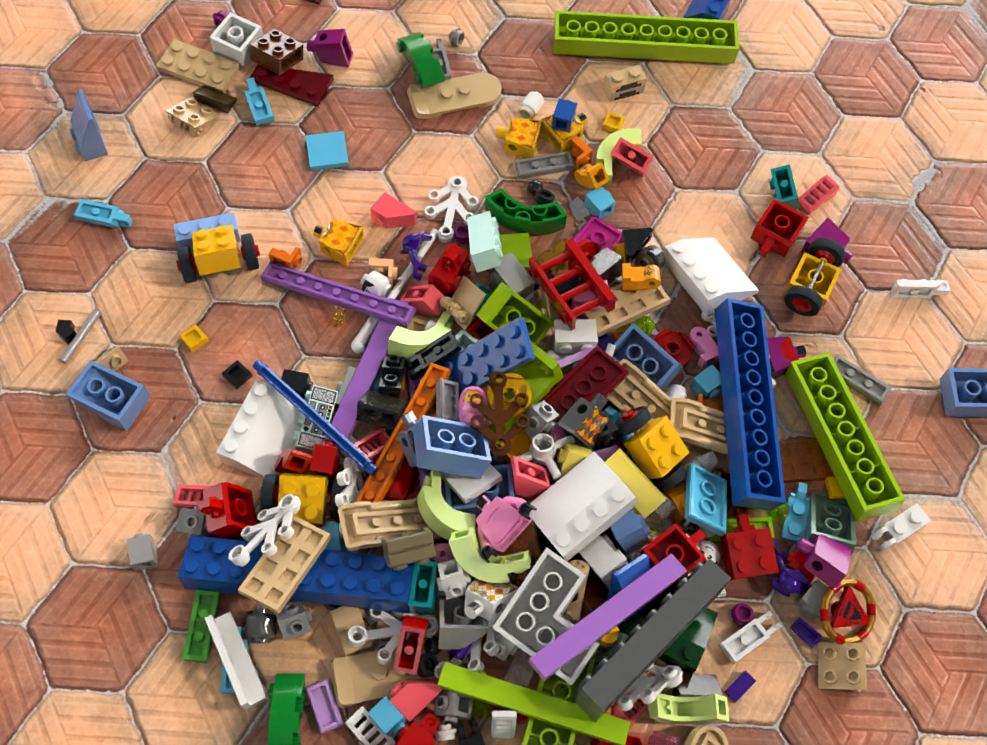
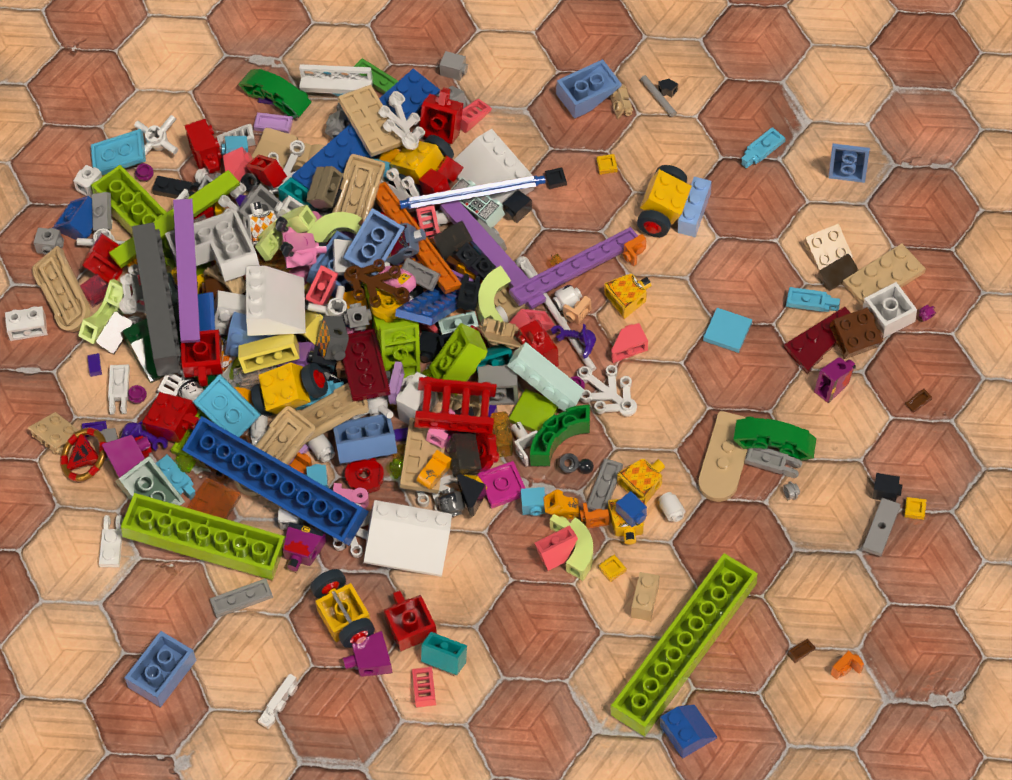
camera: 130 degrees right, 5 degrees down
(547, 240) = (524, 441): none -> white bracket

